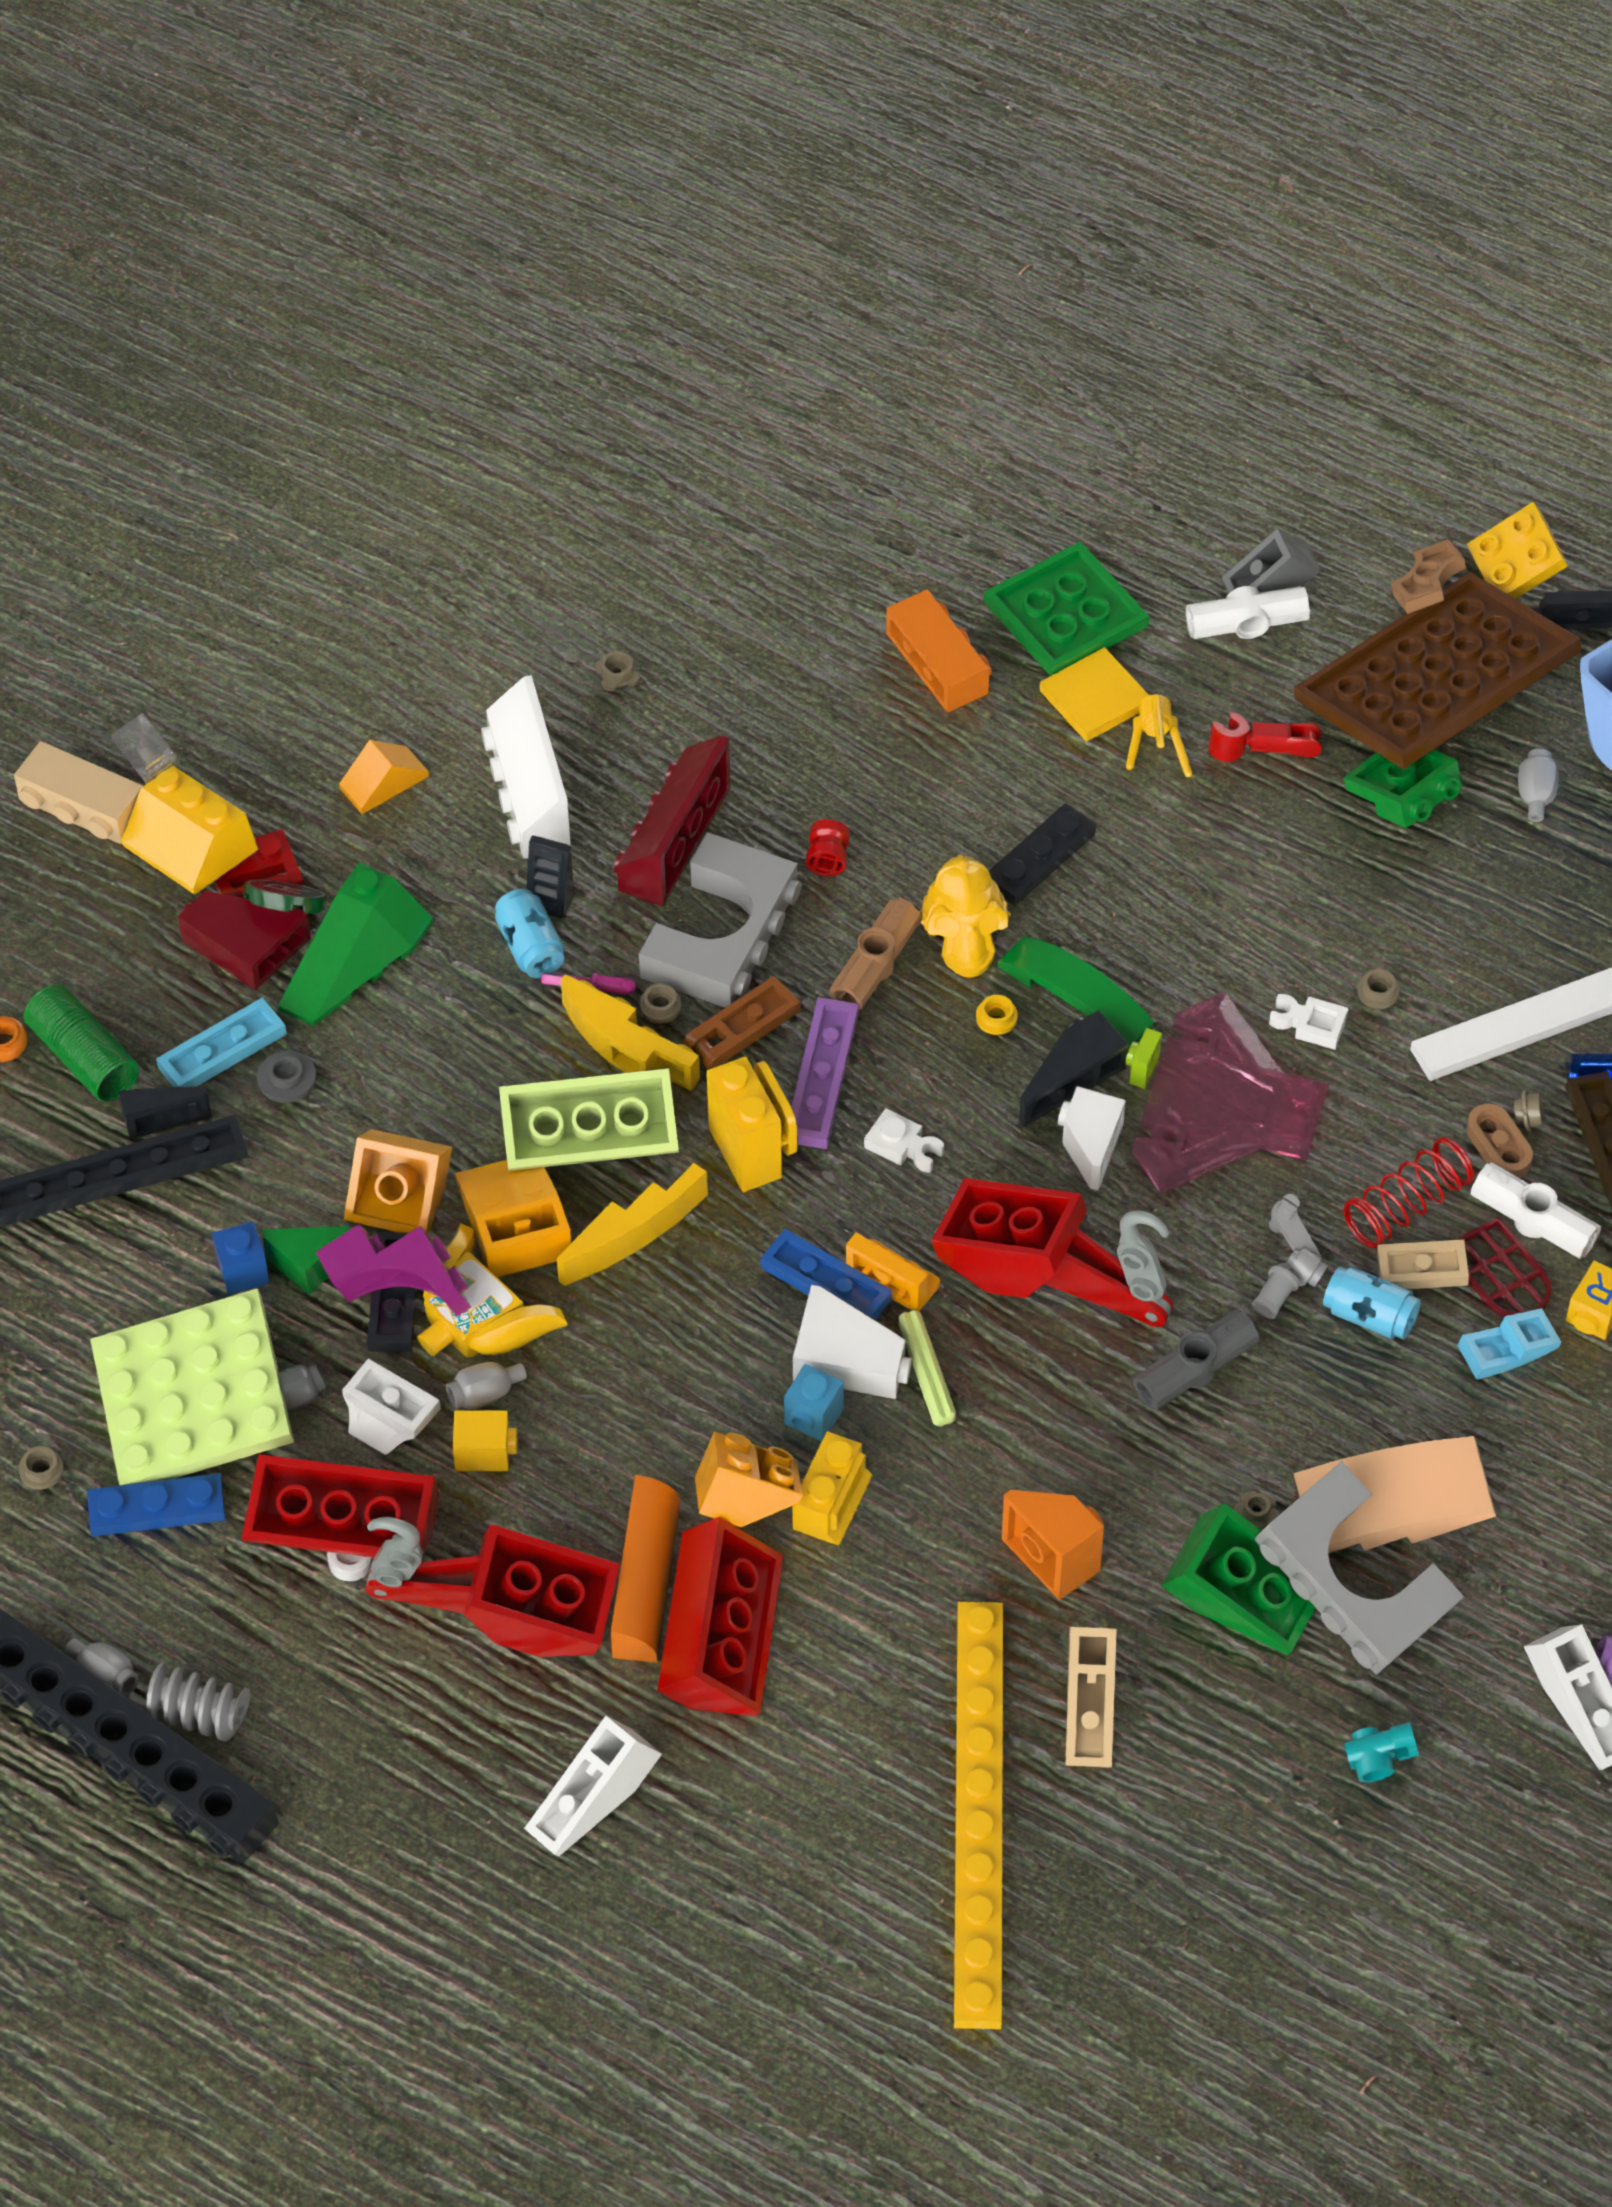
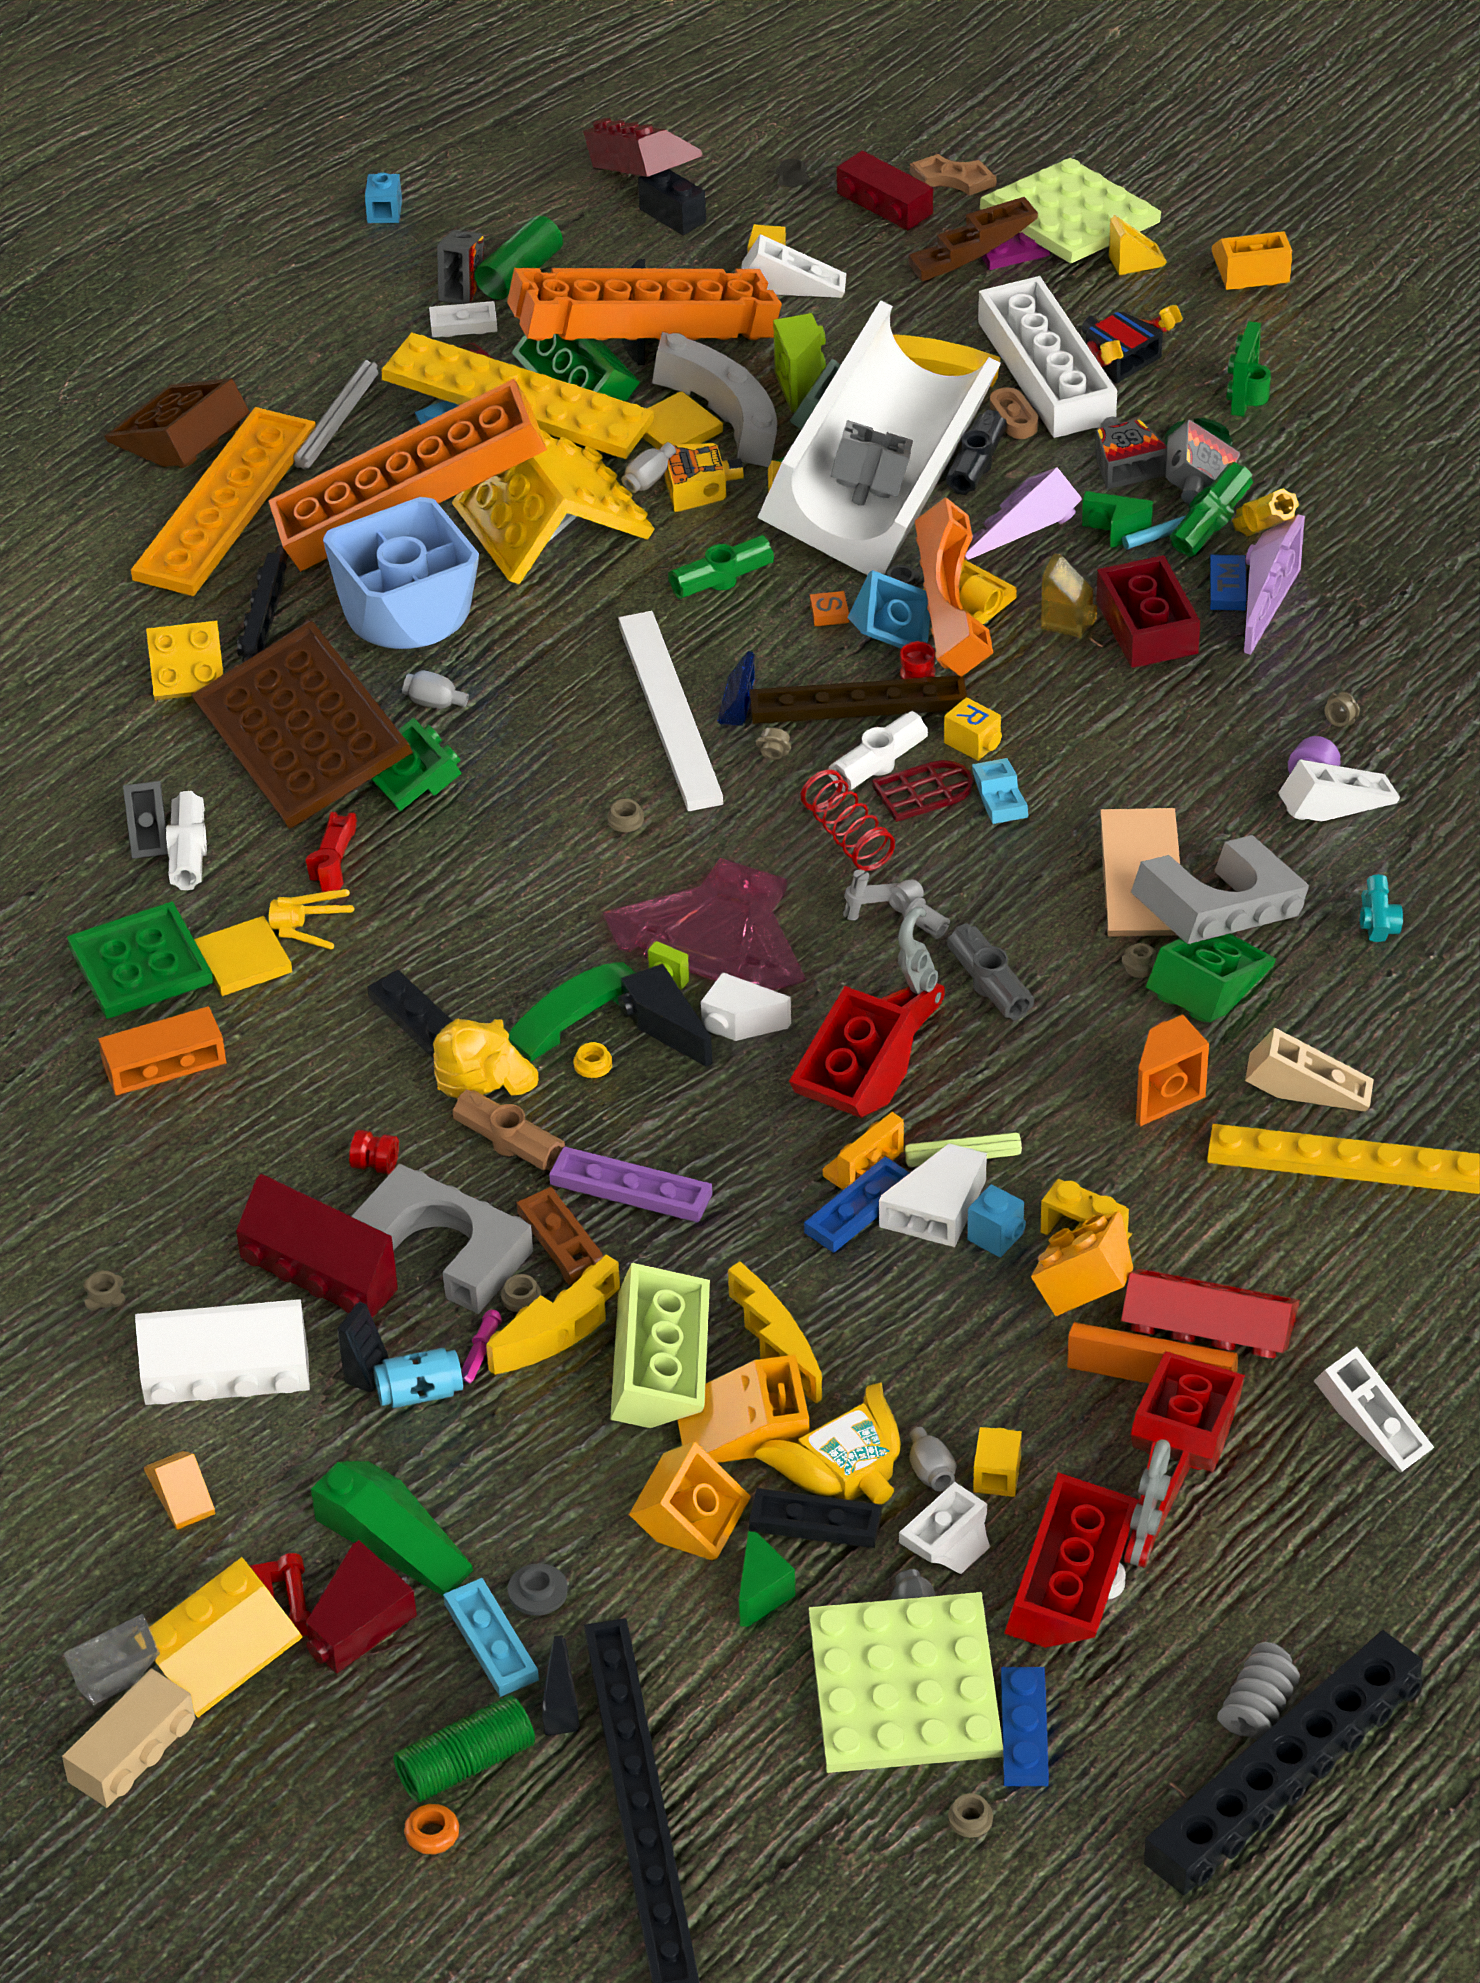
camera: 80 degrees left, 10 degrees down
(105, 1663) = (1202, 1769): light grey plant -> none
(240, 1258) = (758, 1630): blue brick -> none
(284, 896) = (332, 1553): dark green tile -> none
(365, 1264) = (815, 1465): magenta arch -> none
(750, 1121) = (696, 1219): yellow brick -> none
(900, 1138) = (714, 1145): white plate -> none
(1314, 1023) = (650, 856): white plate -> none
(1356, 1295) = (952, 858): medium azure piece -> none
(1424, 1264) = (917, 826): tan plate -> none
(1425, 580) = (196, 724): medium nougat tile -> none
(1503, 1143) = (799, 764): medium nougat plate -> none

